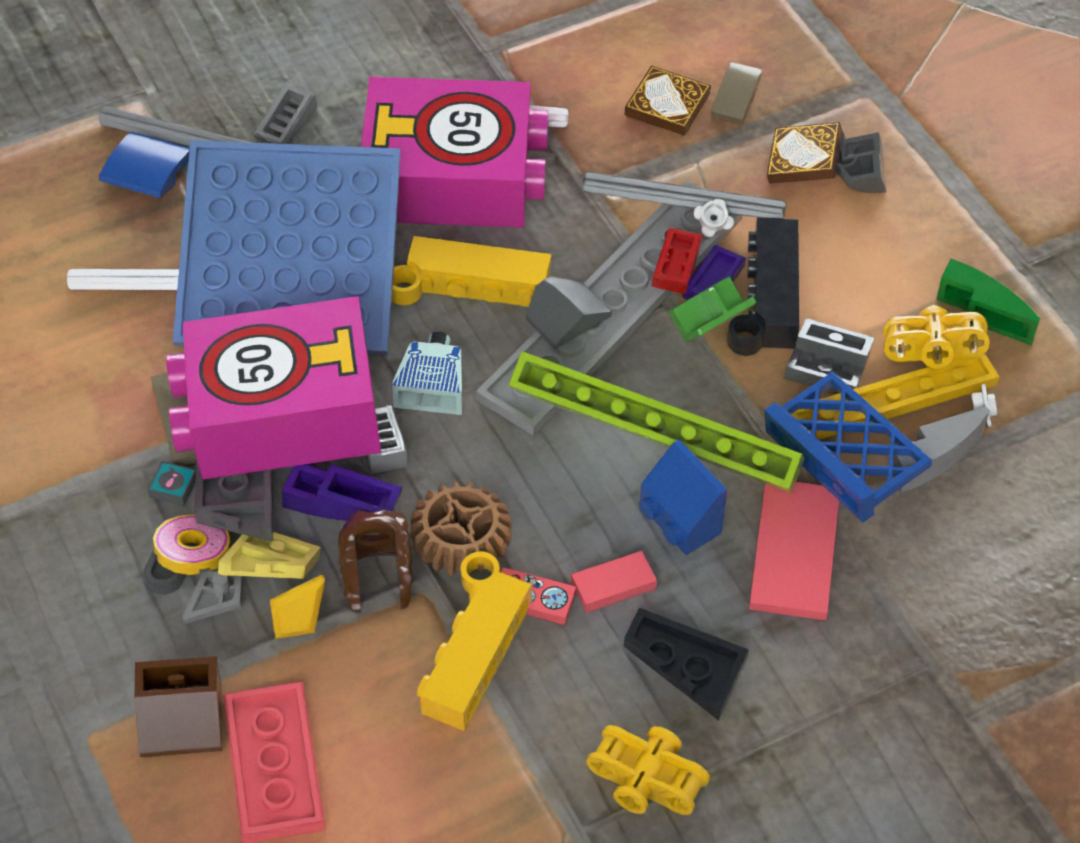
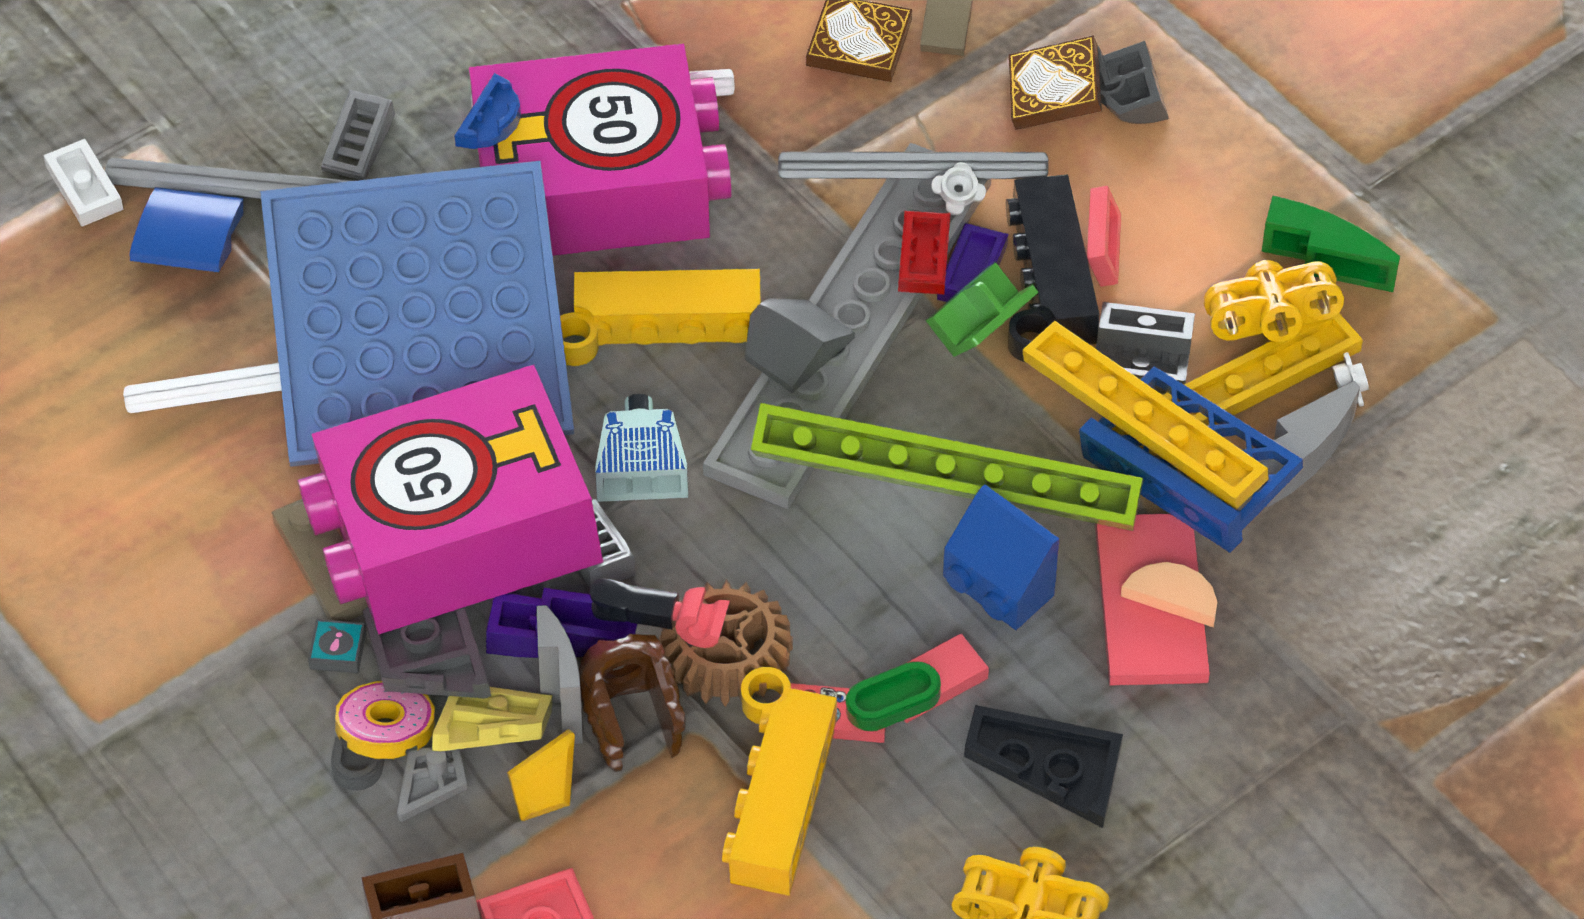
camera: 10 degrees left, 0 degrees up
(81, 120) = (83, 182): none -> white plate
(325, 531) = (559, 670): none -> light grey slope
(375, 113) = (491, 117): none -> blue tile
(434, 505) = (695, 621): none -> piece
(577, 590) = (893, 696): none -> green tile
(813, 544) = (1173, 590): none -> light nougat tile
(817, 269) = (1104, 236): none -> coral tile
(818, 408) = (1146, 415): none -> yellow plate

